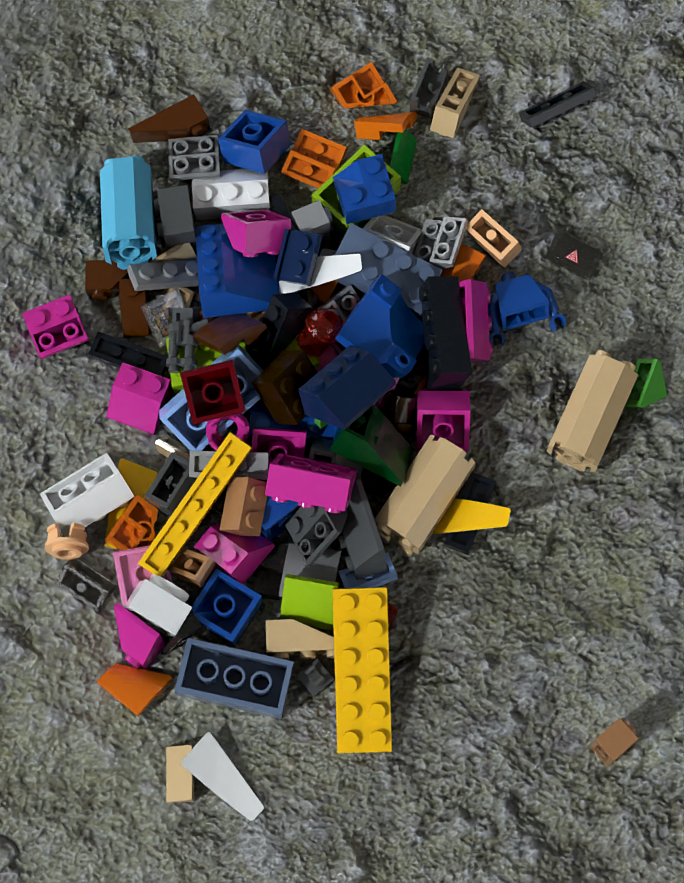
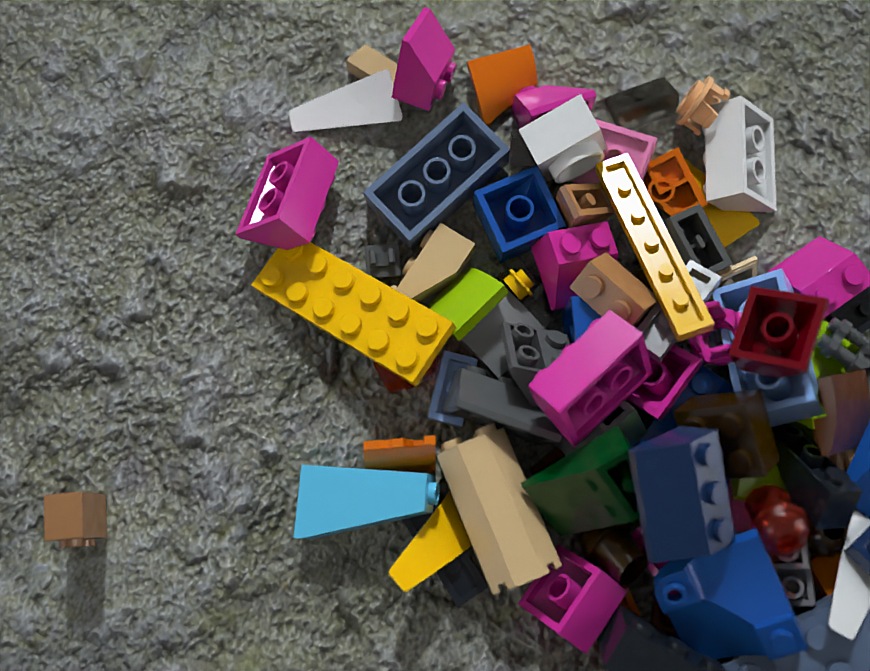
camera: 120 degrees right, 5 degrees up
(163, 738) = (424, 63): none -> dark pink slope
(272, 576) = (519, 283): none -> yellow plate
(316, 766) = (289, 196): none -> dark pink slope
(433, 576) = (401, 455): none -> orange slope
(478, 583) = (353, 498): none -> medium azure slope

